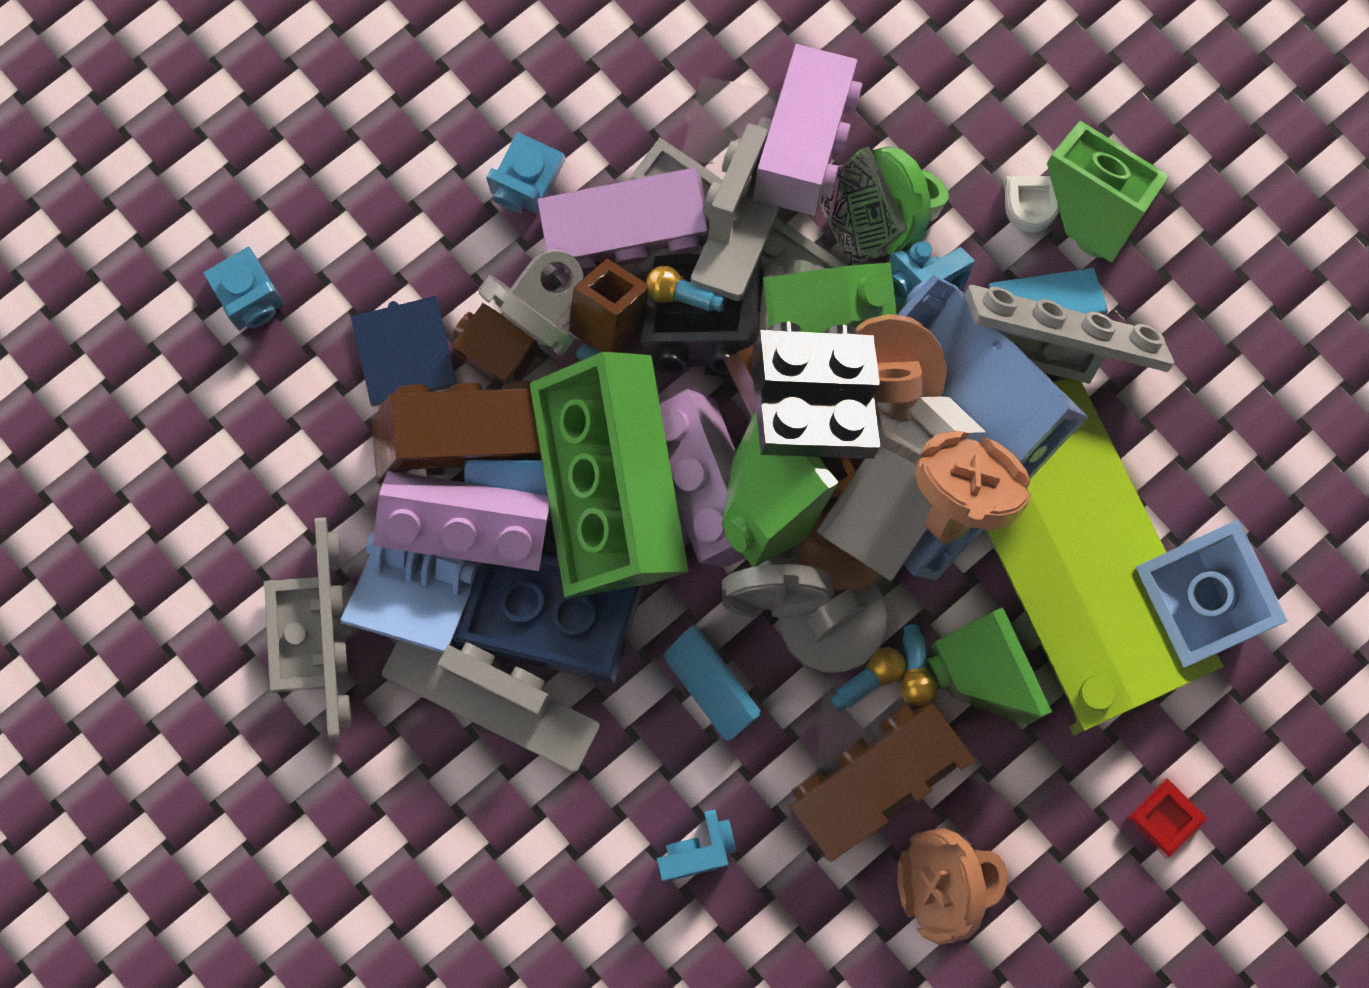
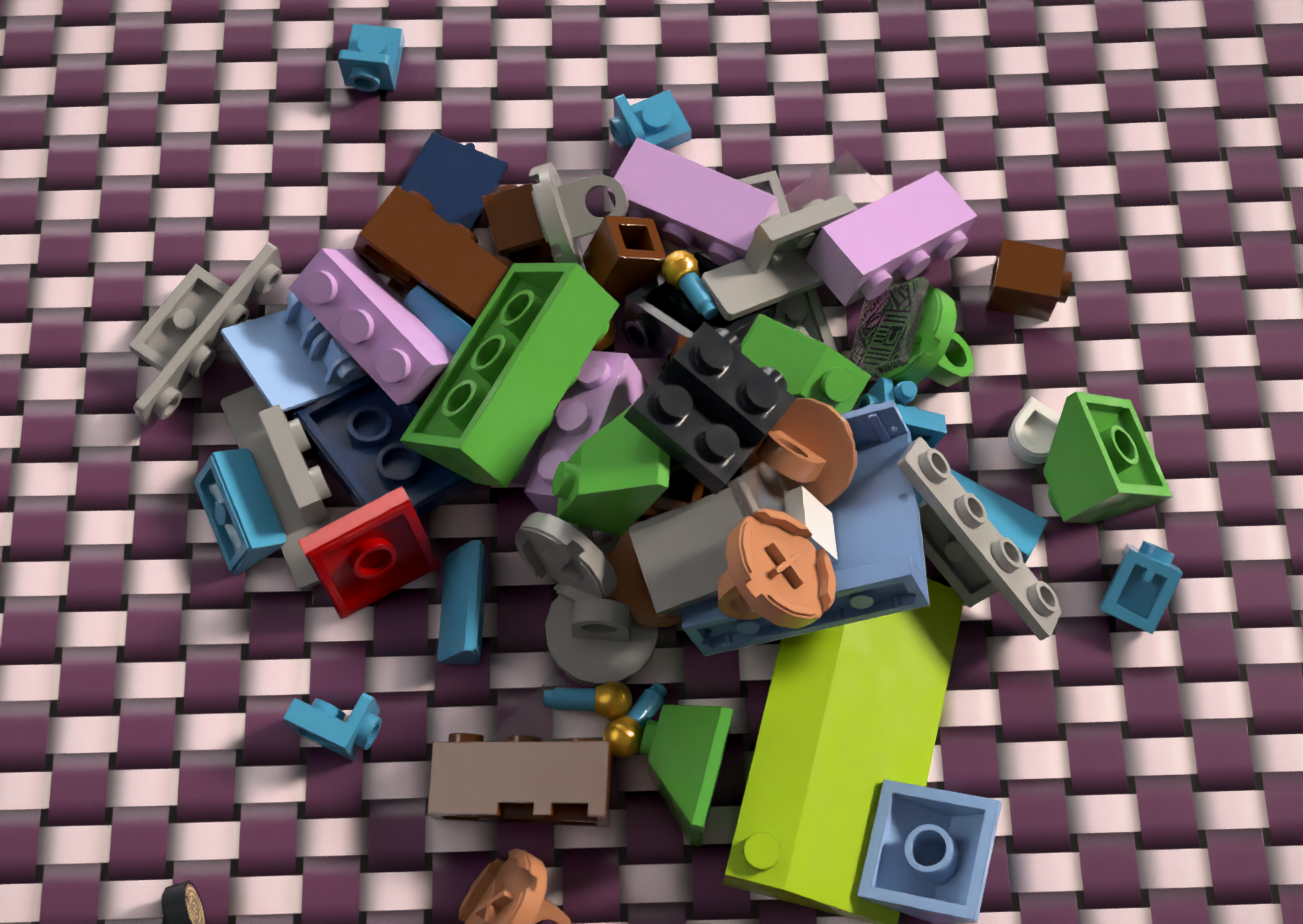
camera: 35 degrees right, 10 degrees down
(474, 748) = (239, 509): none -> dark azure slope
(617, 702) = (370, 552): none -> red tile
(932, 81) = (1028, 280): none -> reddish brown brick
(1203, 266) = (1142, 586): none -> dark azure bracket

